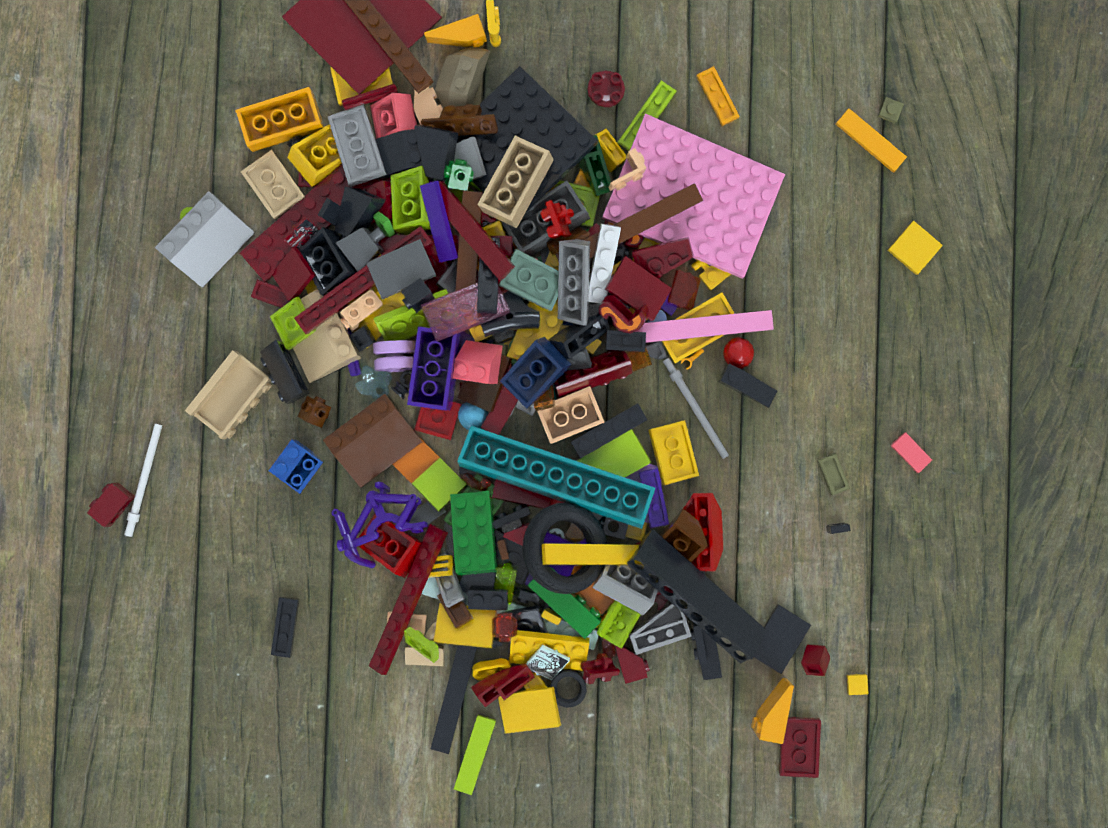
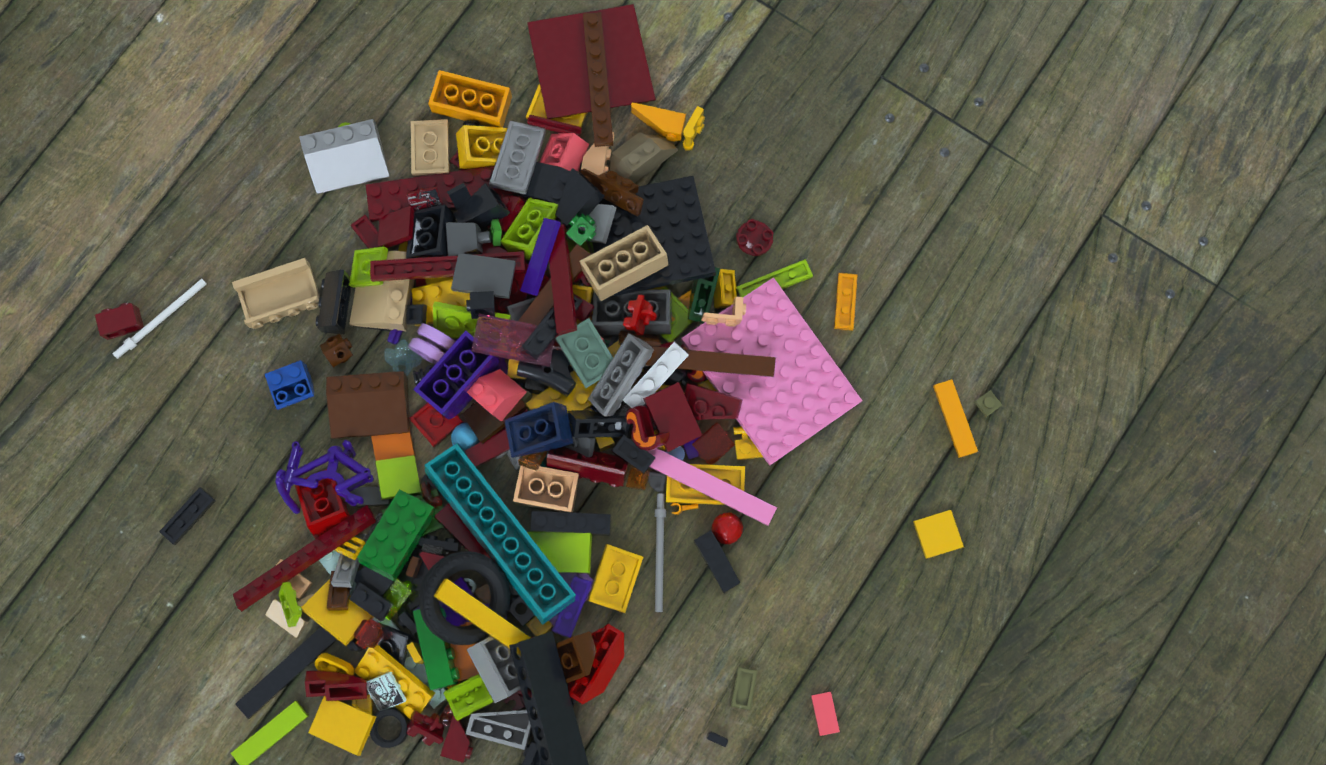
camera: 30 degrees right, 10 degrees down
(360, 309) = (429, 288): light nougat bracket -> none

